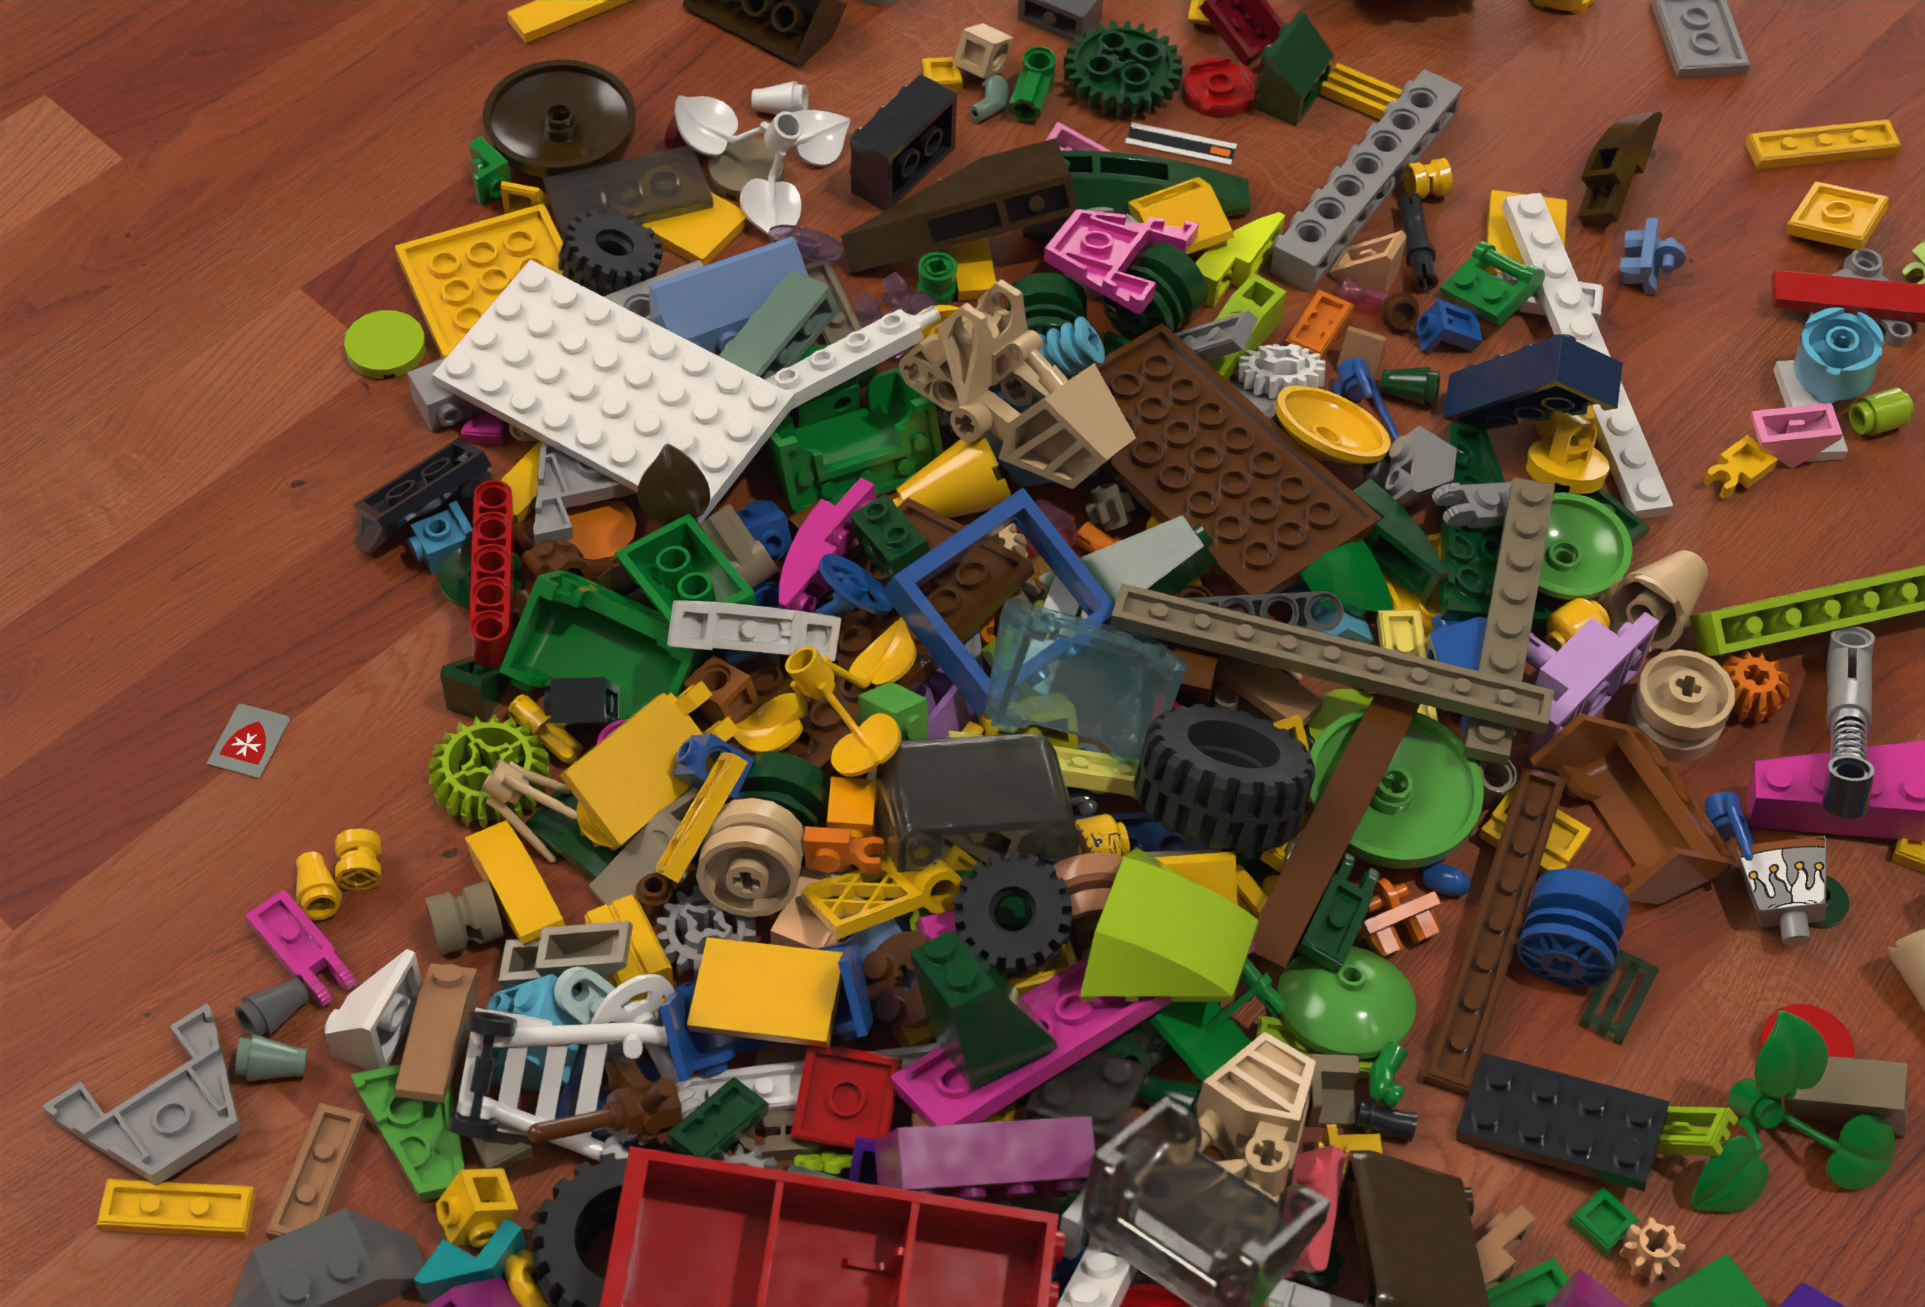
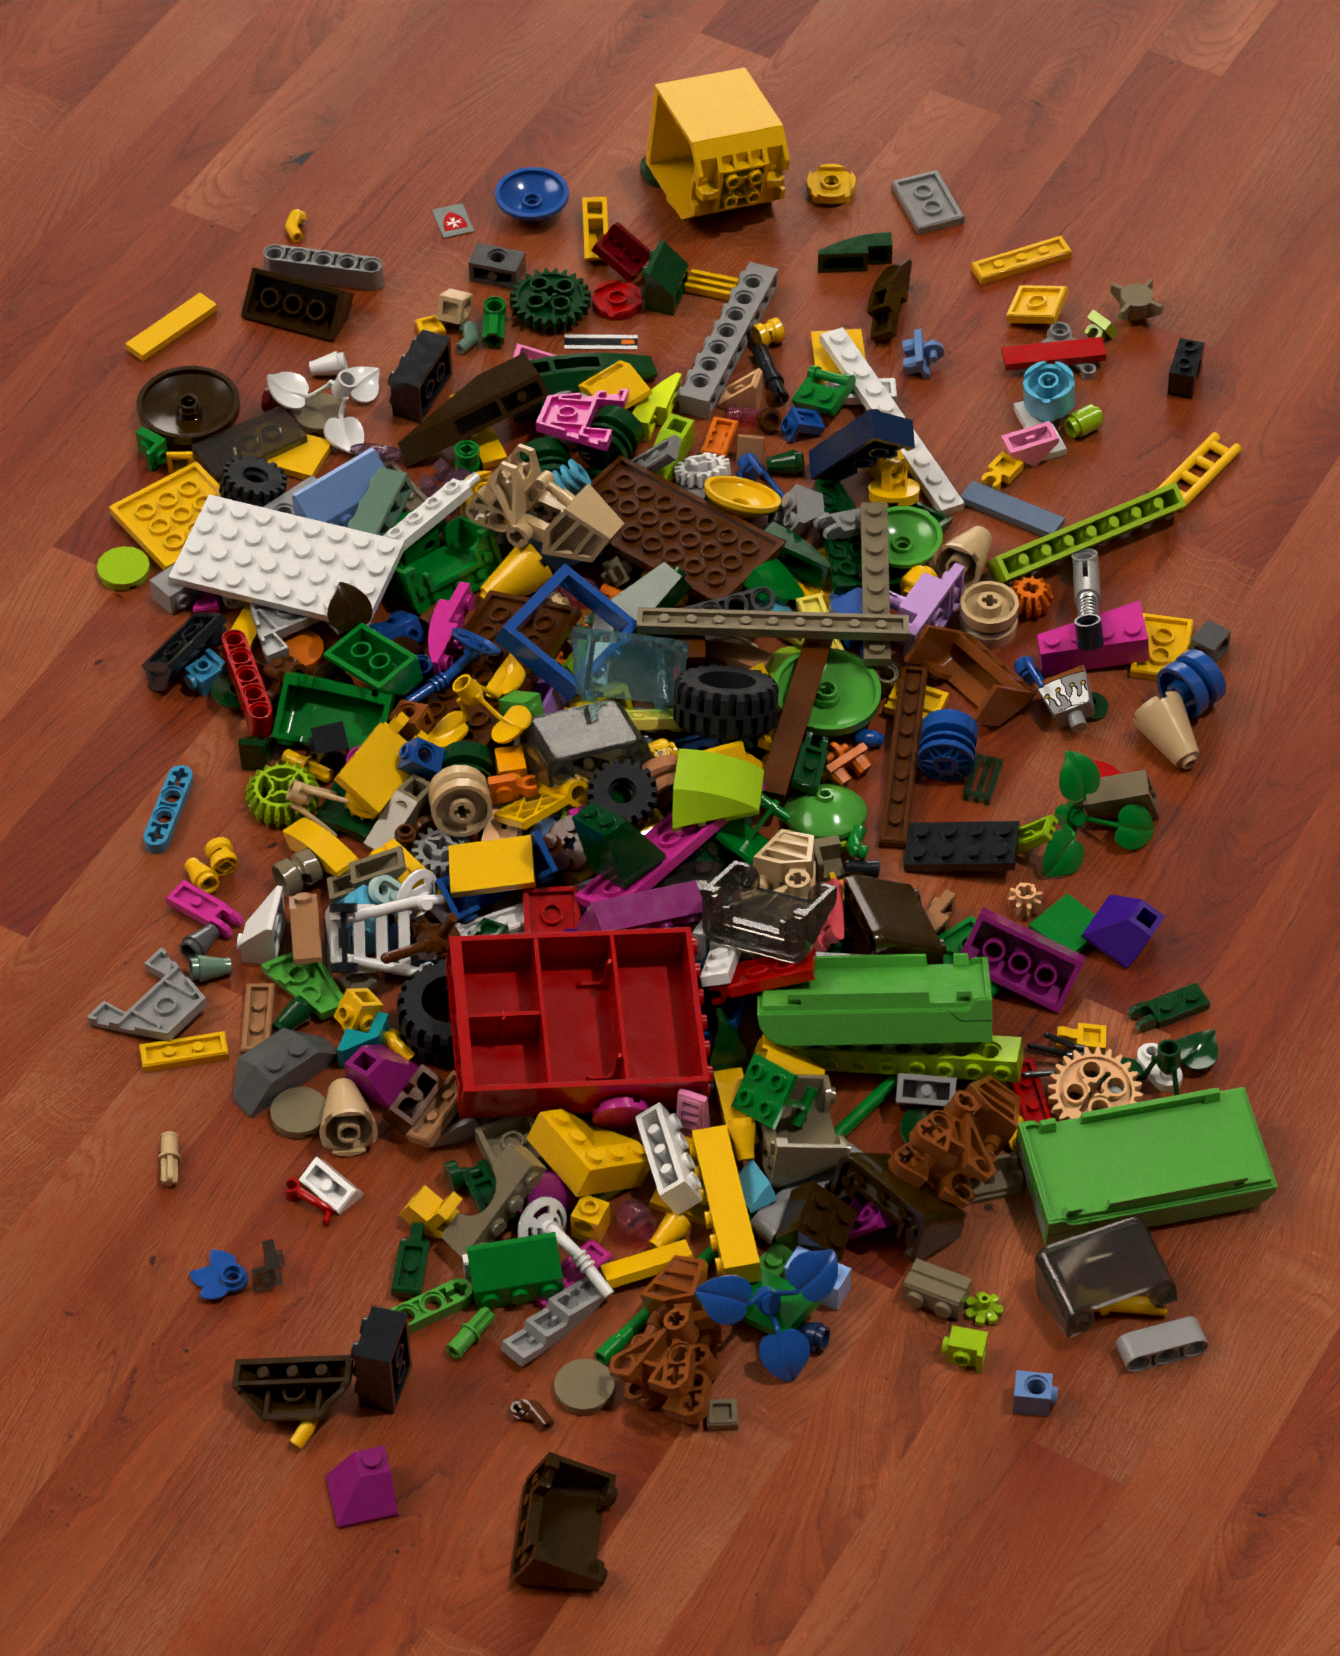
camera: 10 degrees left, 5 degrees down
(248, 740) = (126, 810): light grey sticker -> none
(305, 753) = (170, 809): none -> dark azure beam
(373, 1184) = (294, 1014): none -> dark green cone
(700, 816) = (424, 783): yellow tile -> none
(739, 546) = (393, 630): dark tan piece -> none
(751, 628) = (420, 677): white slope -> none
(888, 536) = (487, 612): dark green brick -> none
(1582, 87) = (856, 253): none -> dark green slope
(1603, 1221) = (995, 893): green tile -> none
(1746, 533) = (1011, 509): none -> sand blue tile

